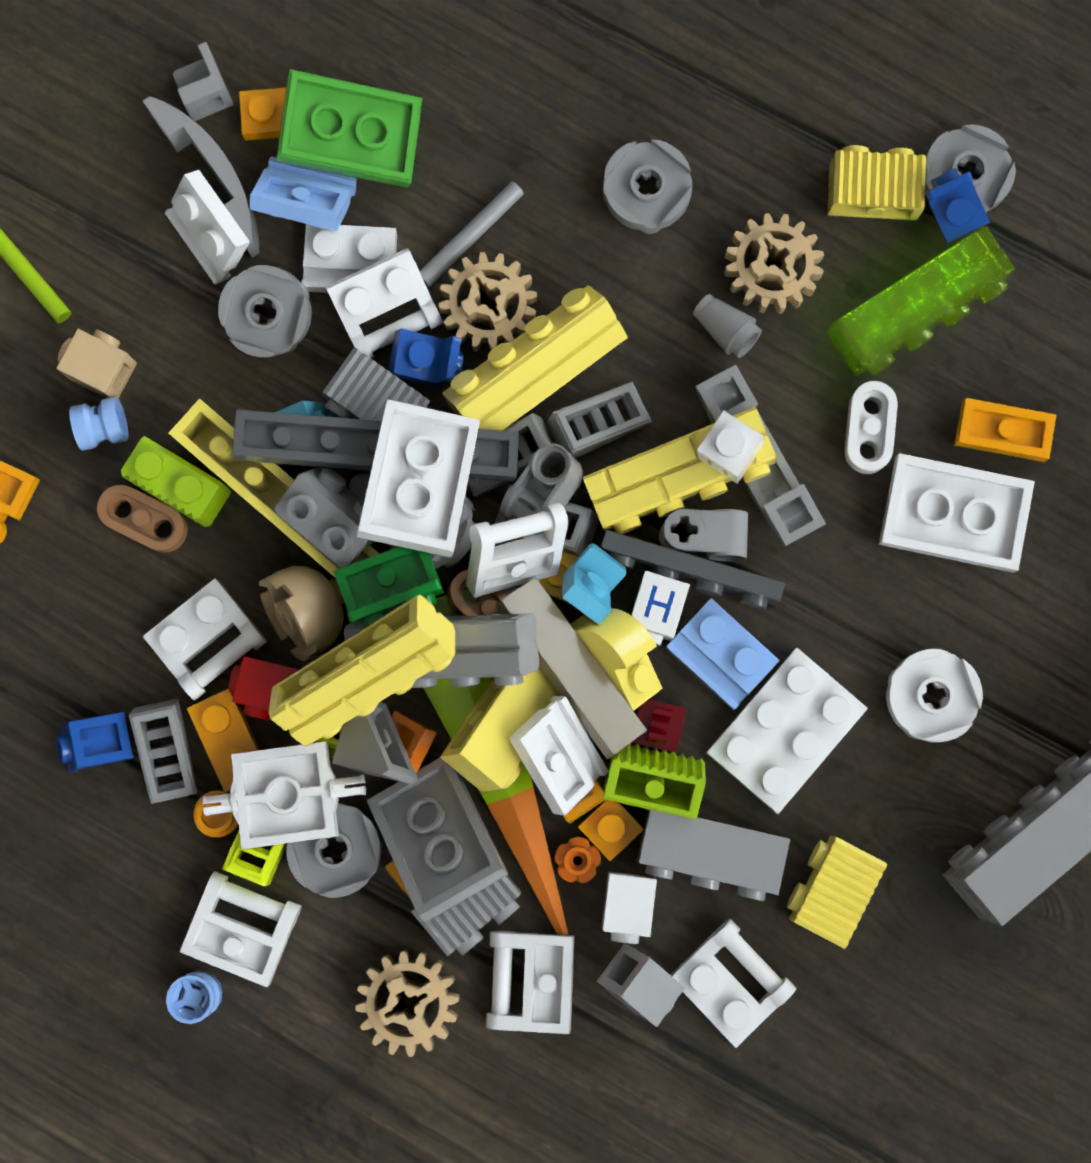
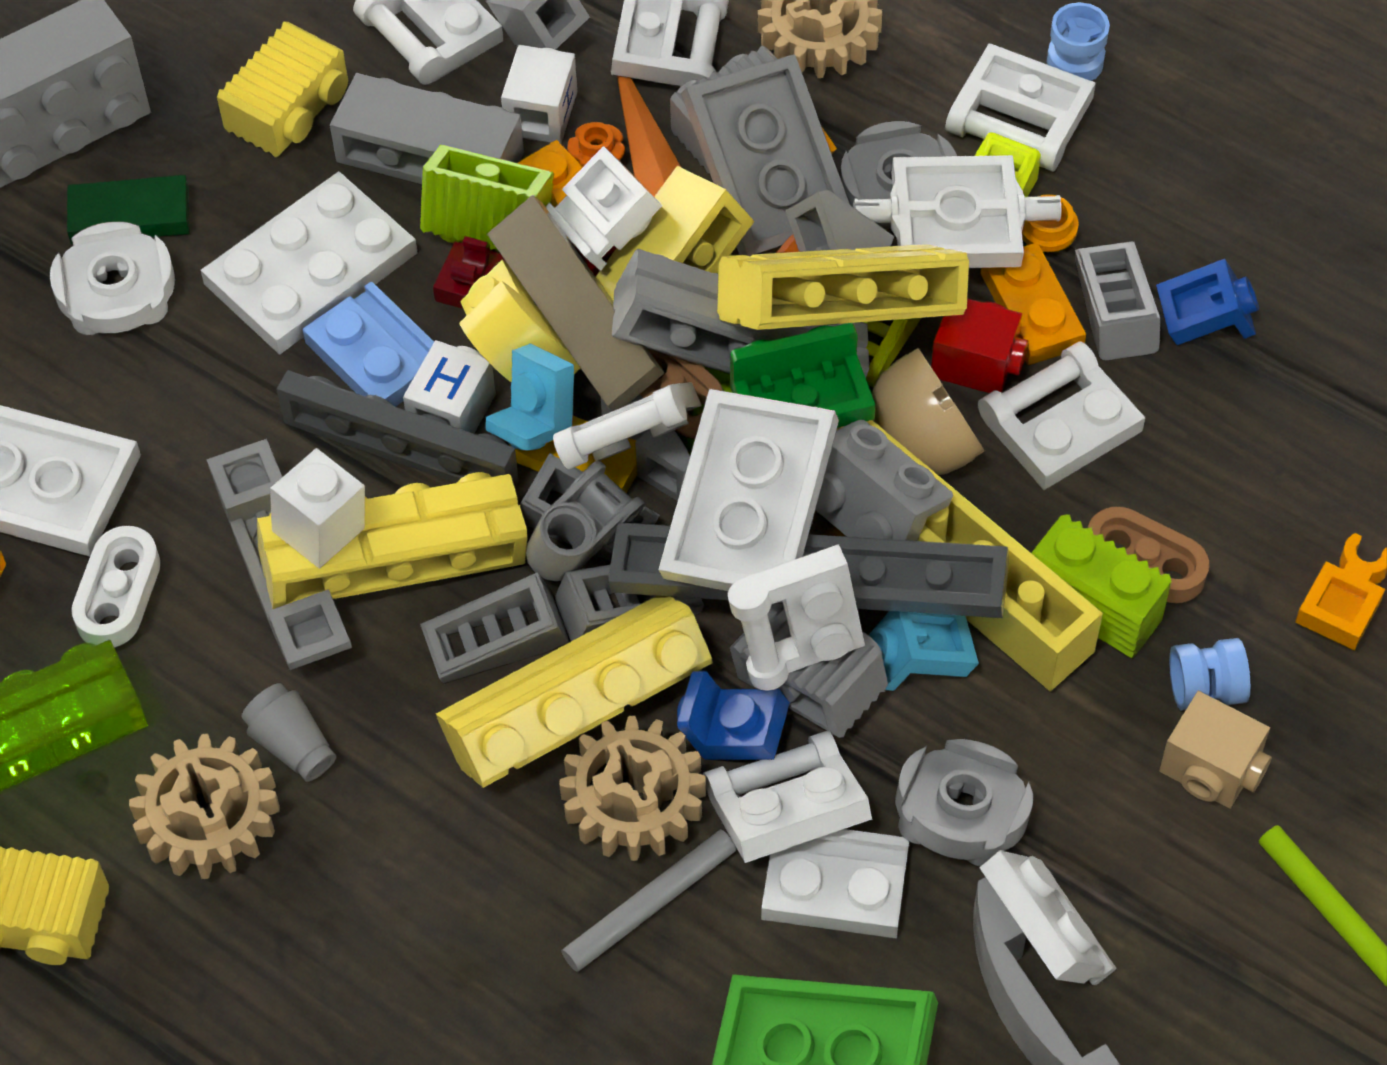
camera: 175 degrees left, 25 degrees down
(303, 194) = (900, 950): light blue plate -> none
(364, 384) = (818, 612): none -> white plate
(644, 160) = (371, 976): light grey plate -> none
(715, 533) = (378, 460): light grey piece -> none
(937, 767) = (153, 204): none -> dark green tile

